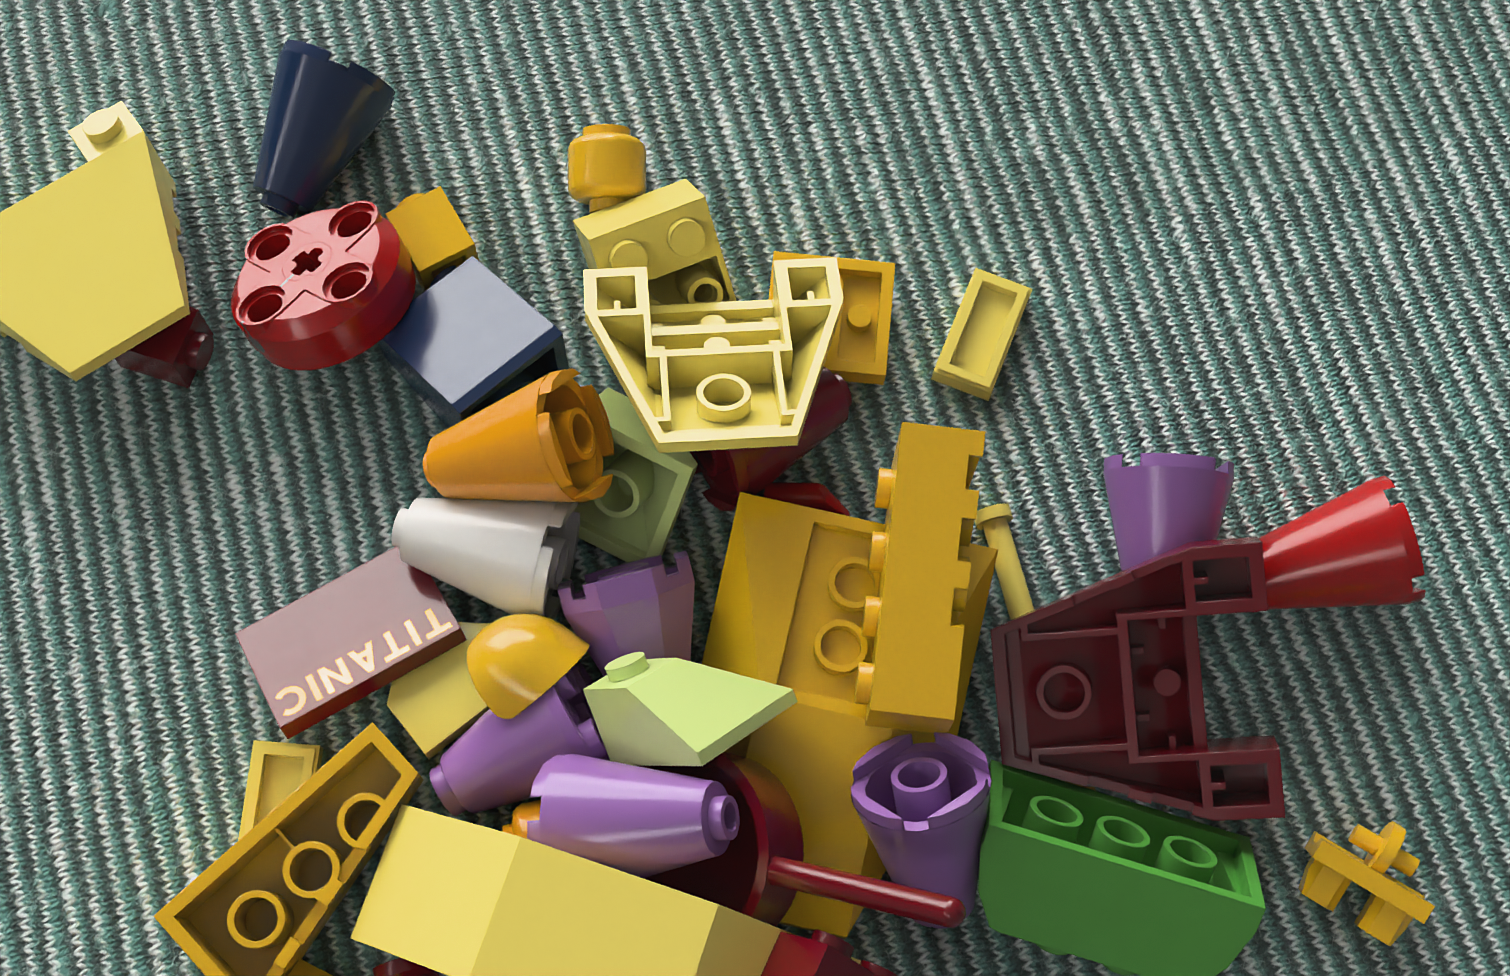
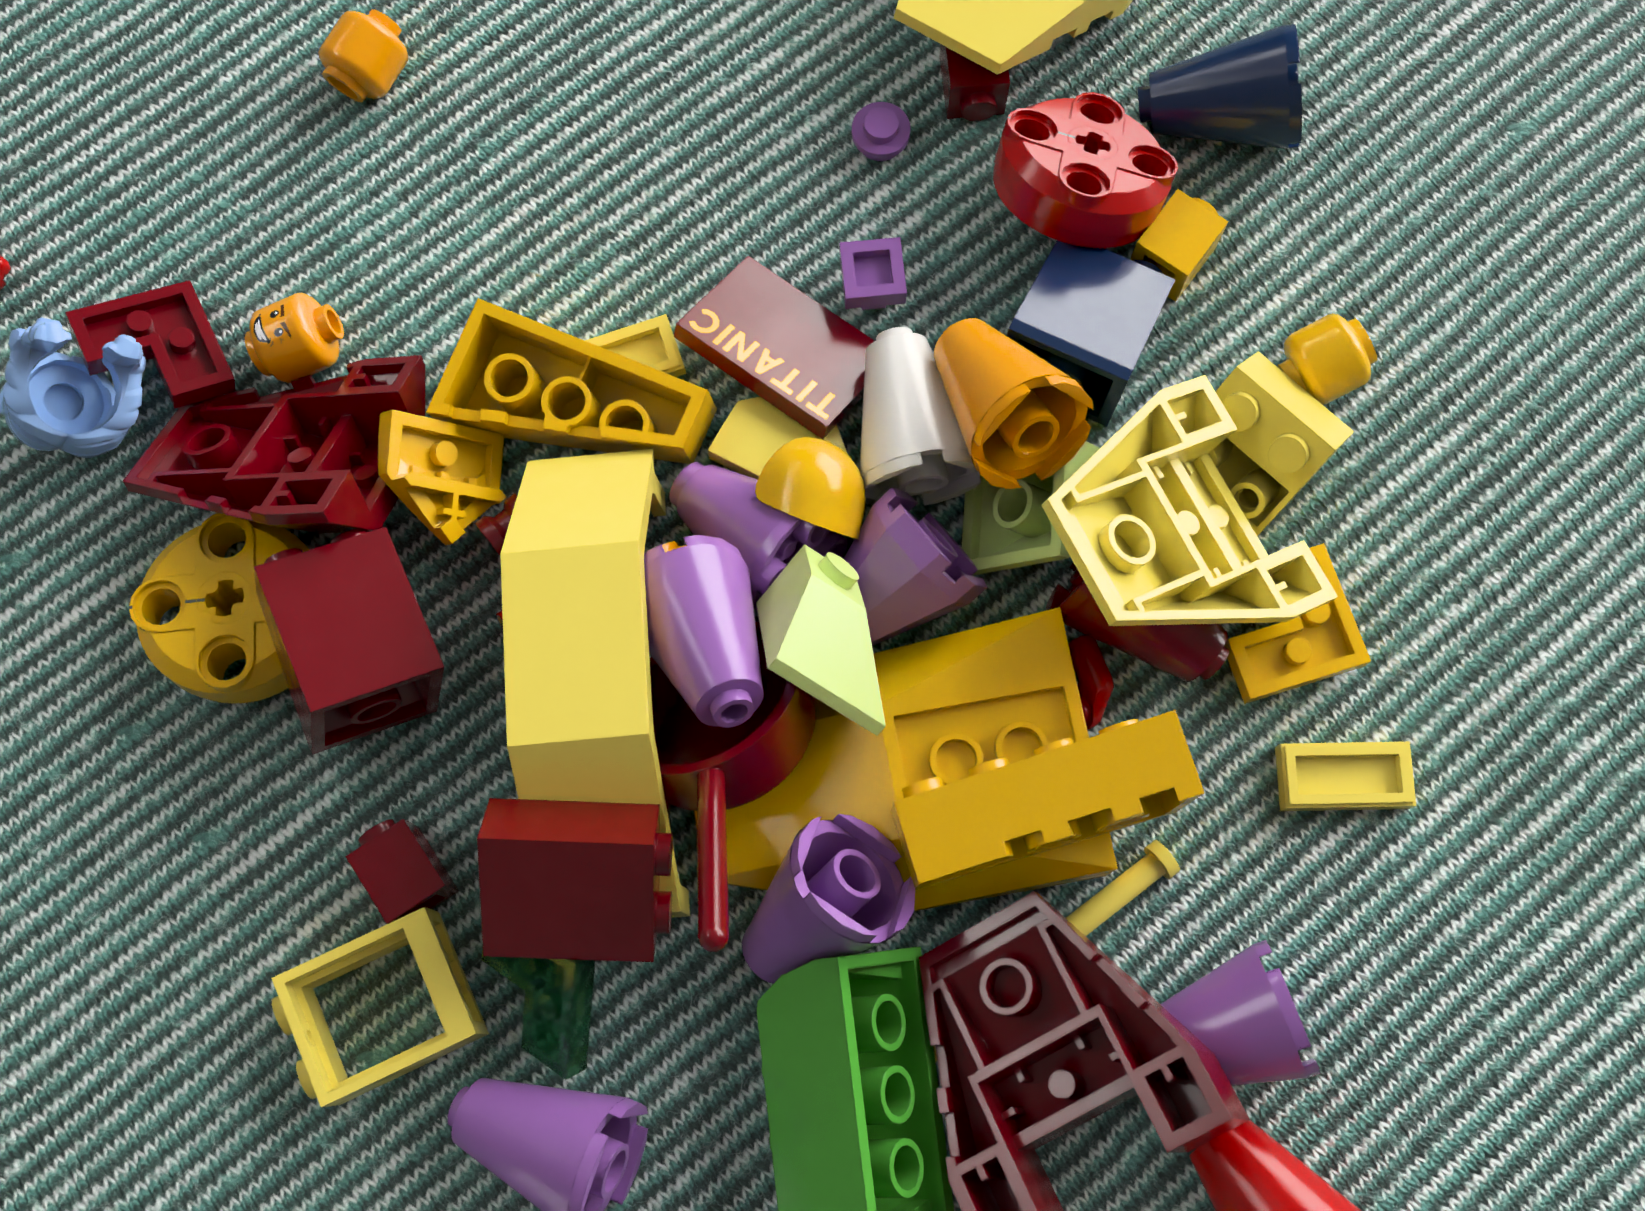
camera: 70 degrees right, 5 degrees up
(171, 452) = (880, 131): none -> medium lavender plate
(320, 520) = (872, 273): none -> medium lavender tile

